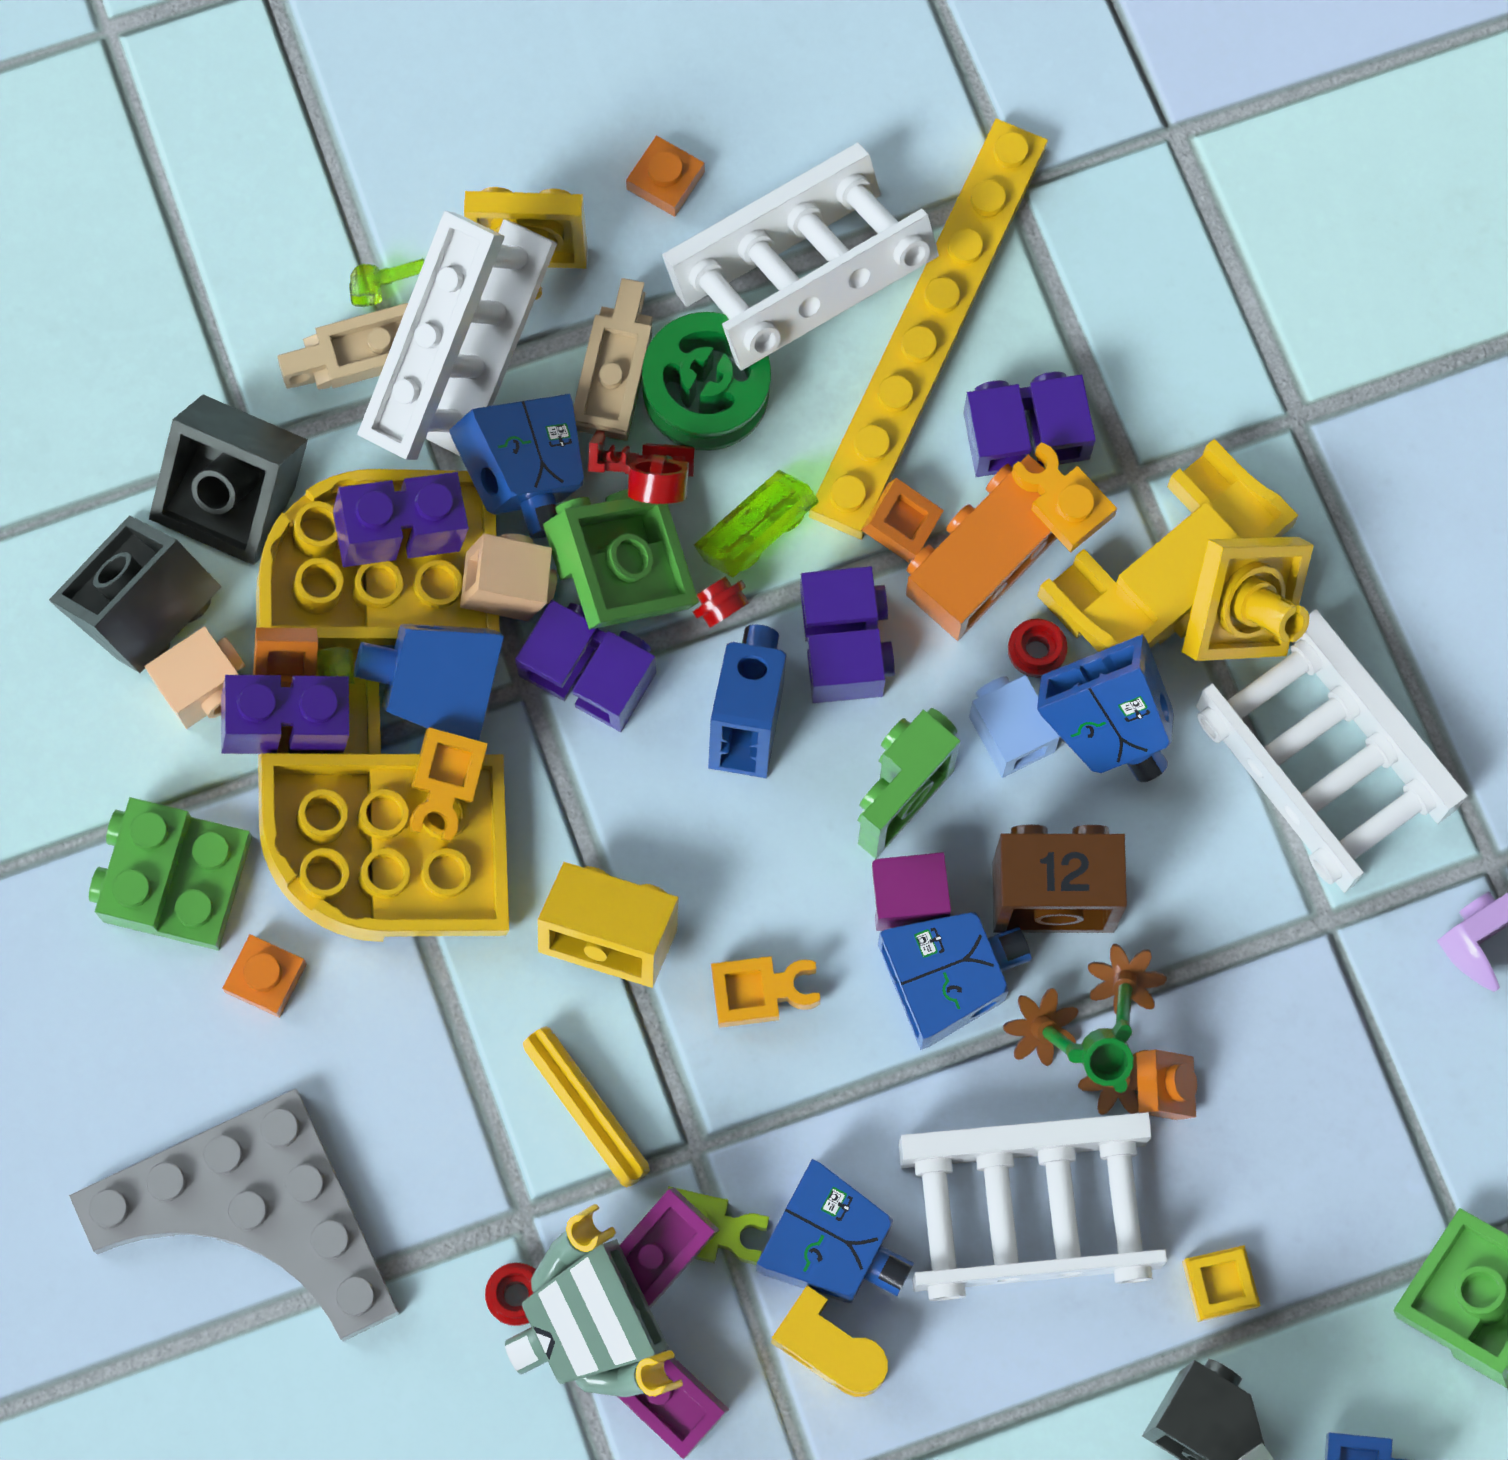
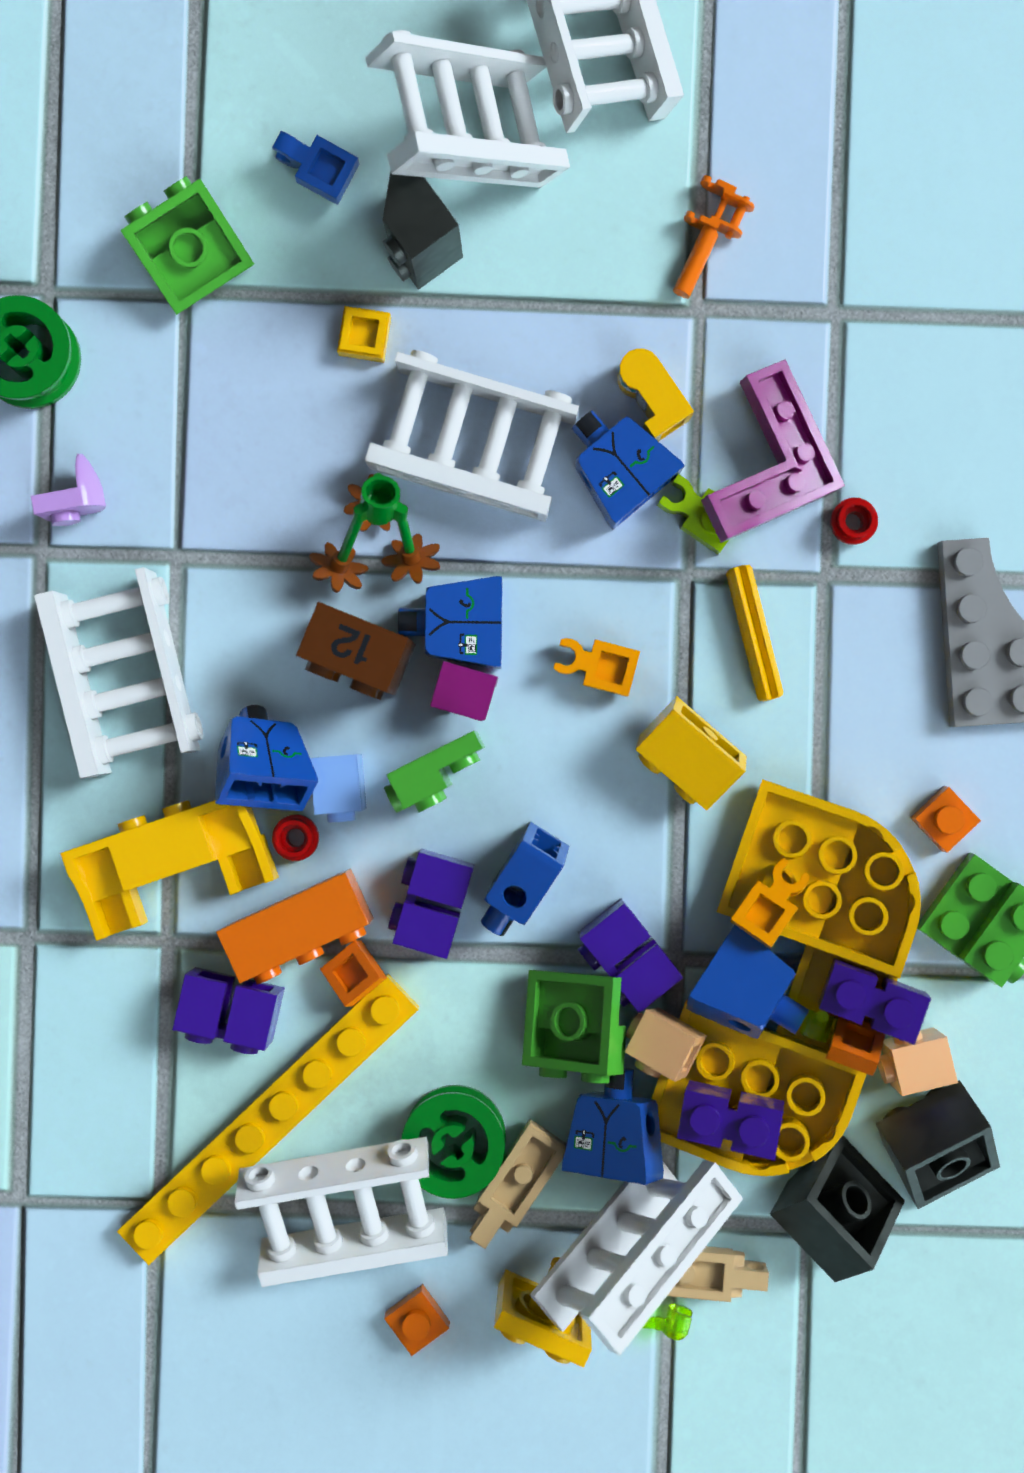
camera: 160 degrees left, 15 degrees up
(591, 1318) = (816, 465): torso -> none
(651, 475) = (527, 1077): red piece -> none
(720, 601) = (511, 964): red plate -> none
(756, 523) = (461, 1014): clear neon green plate -> none
(1067, 504) = (226, 930): light orange plate -> none
(1166, 1084) = (342, 481): orange plate -> none
(1249, 598) = (124, 802): yellow plate -> none

